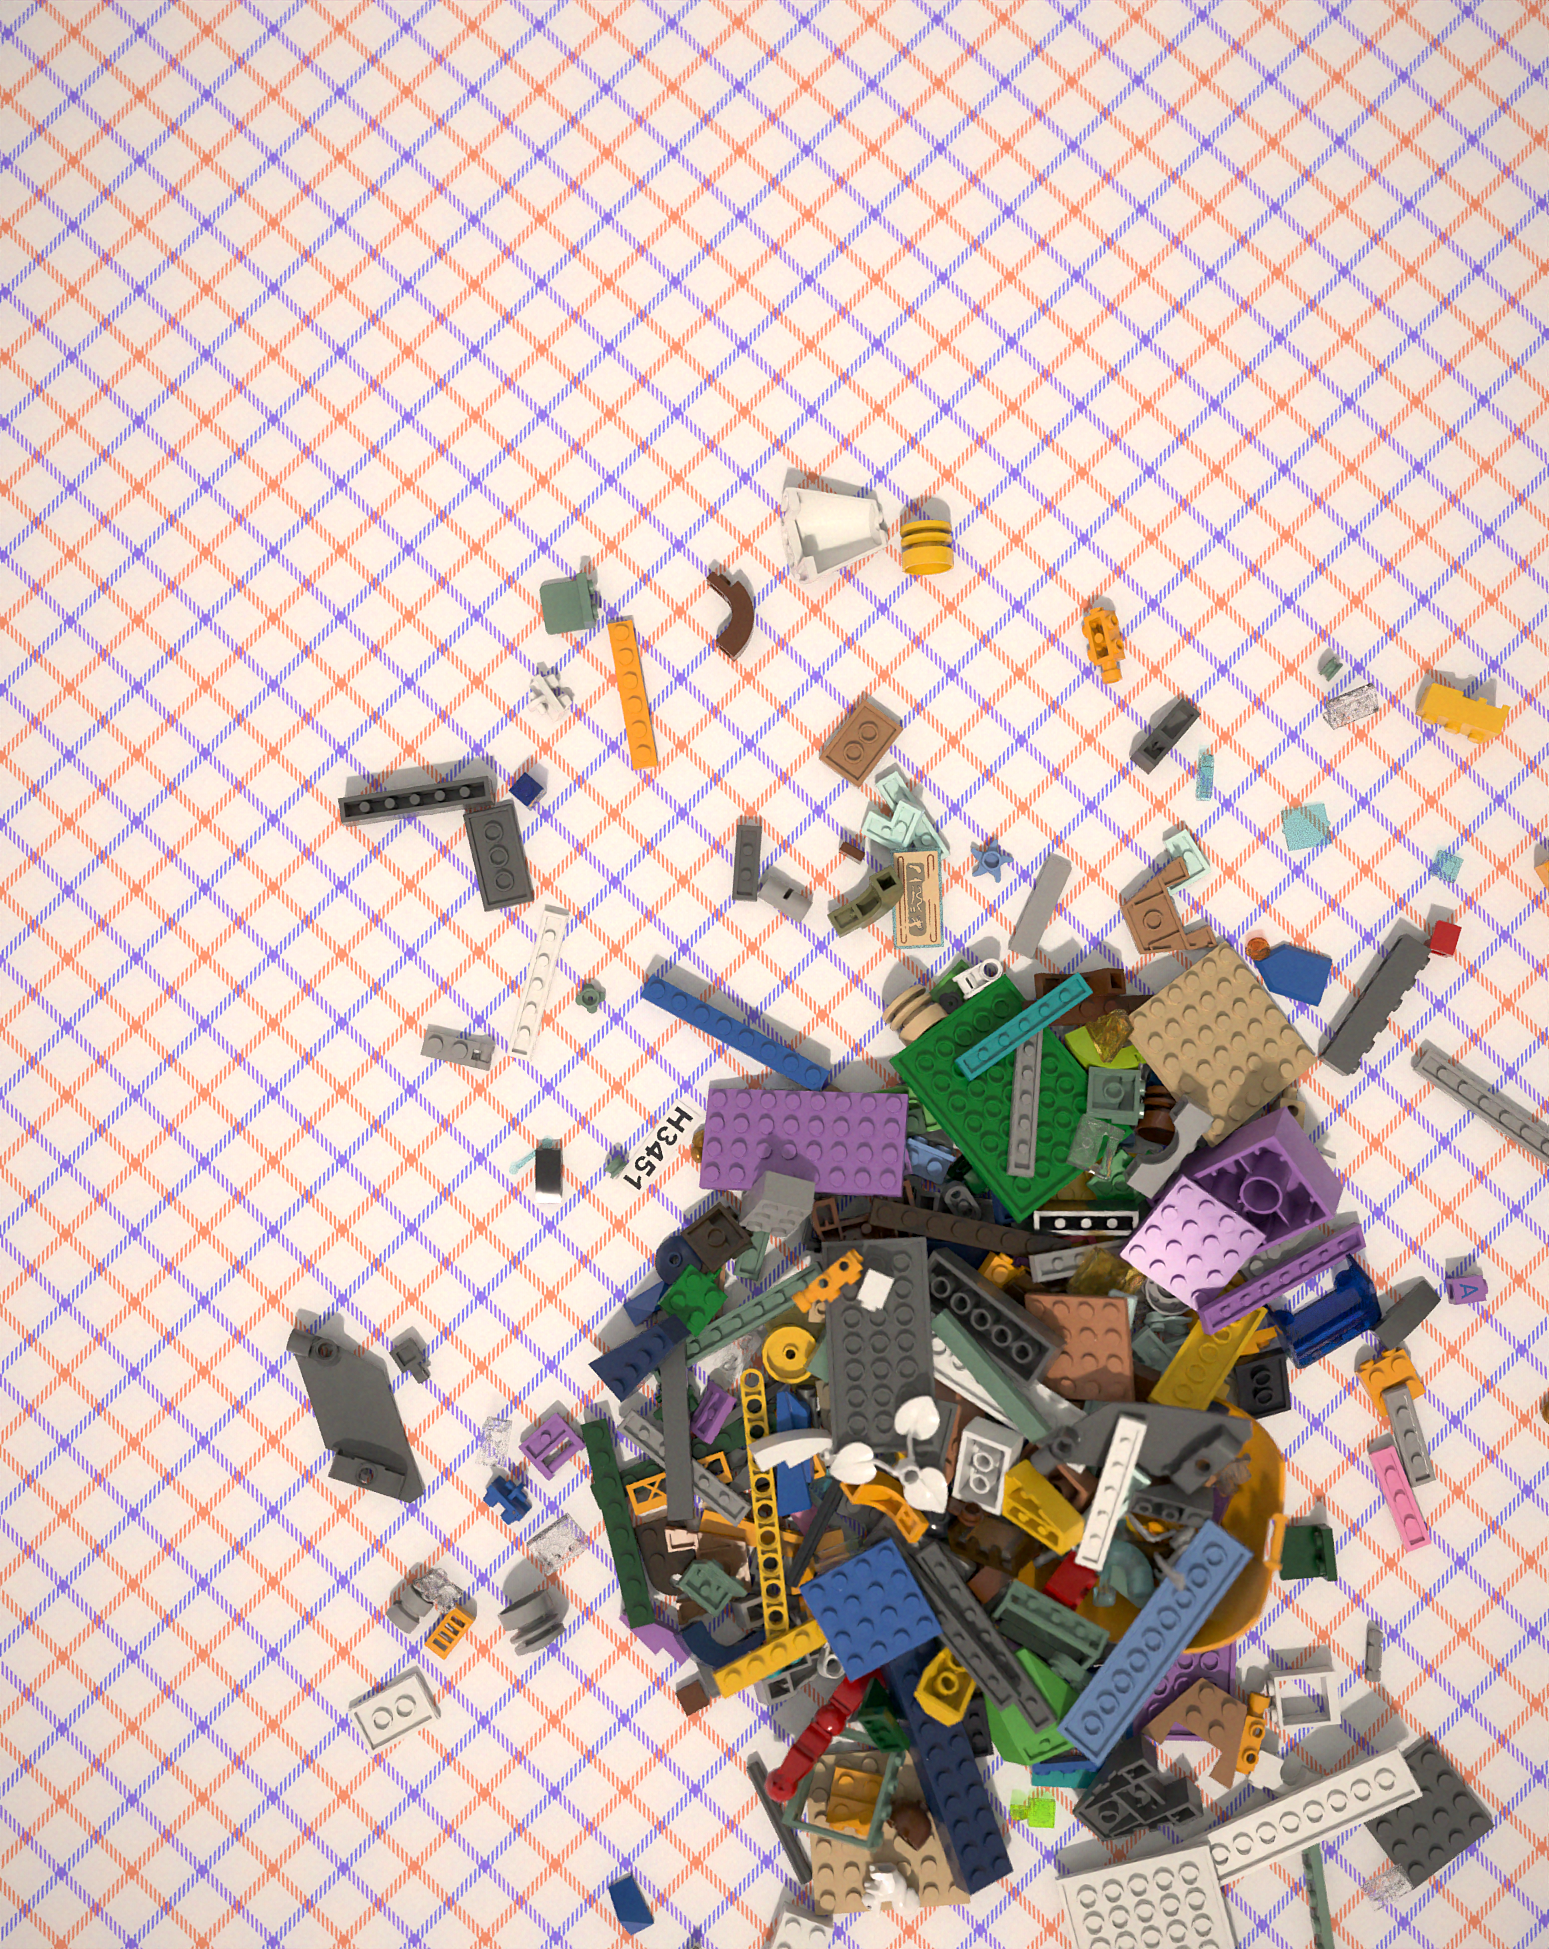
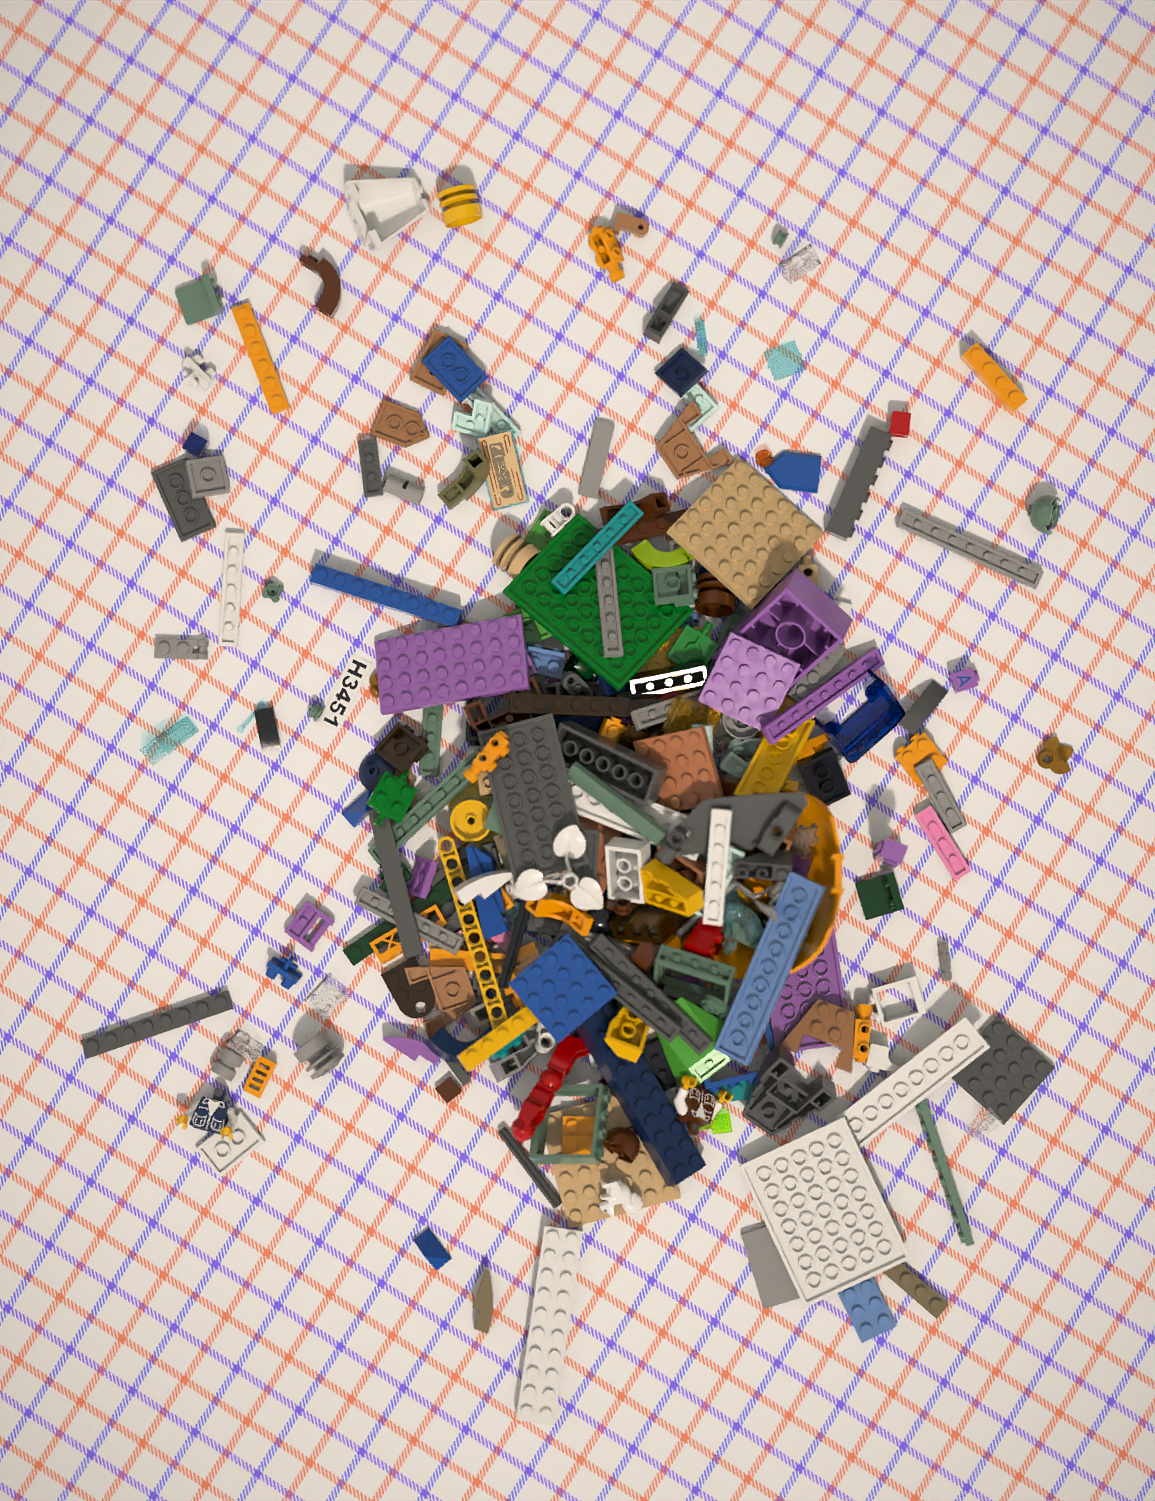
camera: 10 degrees left, 0 degrees up
(329, 1536) = (157, 1024): none -> dark grey plate
(356, 1418) = (159, 933): dark grey panel -> none
(375, 1674) = (211, 1115): none -> torso
(408, 1357) = (190, 882): dark grey plate -> none
(416, 801) = (114, 469): dark grey brick -> none
(417, 1167) = (169, 740): none -> clear light blue slope
(494, 1442) = (265, 933): clear torso -> none
(534, 834) = (207, 477): none -> light grey plate
(618, 1523) = (368, 970): dark green plate -> none
(637, 1359) = (358, 849): dark blue wedge -> none
(710, 1586) = (445, 1000): sand green bracket -> none
(737, 1354) = (433, 831): clear bracket -> none
(777, 1204) = (440, 713): light grey brick -> none
(794, 815) = (399, 425): none -> medium nougat tile
(852, 852) = (447, 445): reddish brown tile -> none
(874, 1290) = (521, 757): white brick -> none
(880, 757) = (454, 369): none -> blue tile
(880, 1719) = (586, 1070): dark green bracket -> none
(954, 998) = (541, 538): black plate -> none
(990, 861) = (552, 431): medium blue animal -> none
(1016, 1791) = (696, 1106): none -> torso
(1087, 1145) = (659, 625): clear plate -> none
(1110, 1033) = (662, 541): clear yellow wing -> none
(1141, 614) = (630, 224): none -> medium nougat leg
(1150, 1172) = (709, 636): light grey arch -> none
(1172, 817) = (681, 372): none -> dark blue plate
(1335, 1505) = (889, 852): none -> medium lavender arch
(1446, 866) = (894, 370): clear light blue tile -> none
(1461, 714) = (882, 253): yellow wedge -> none

